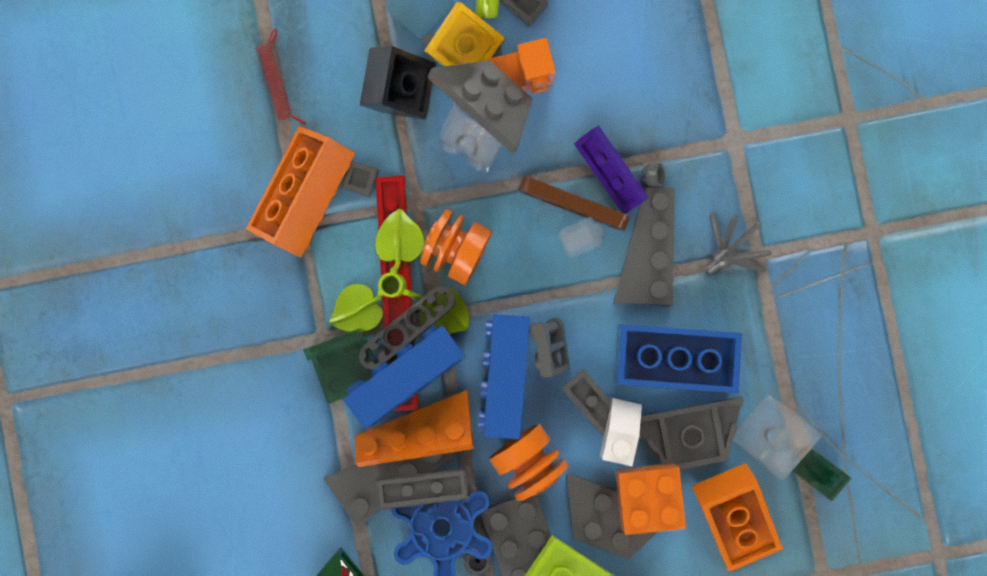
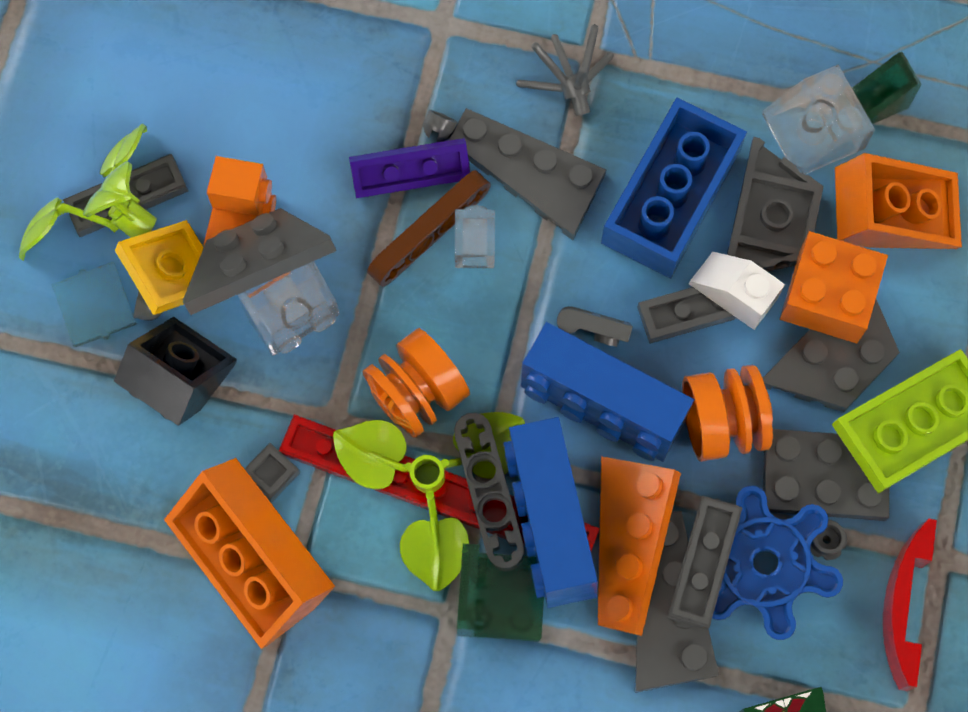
camera: 70 degrees left, 15 degrees down
(295, 117) = (90, 519): red piece -> none

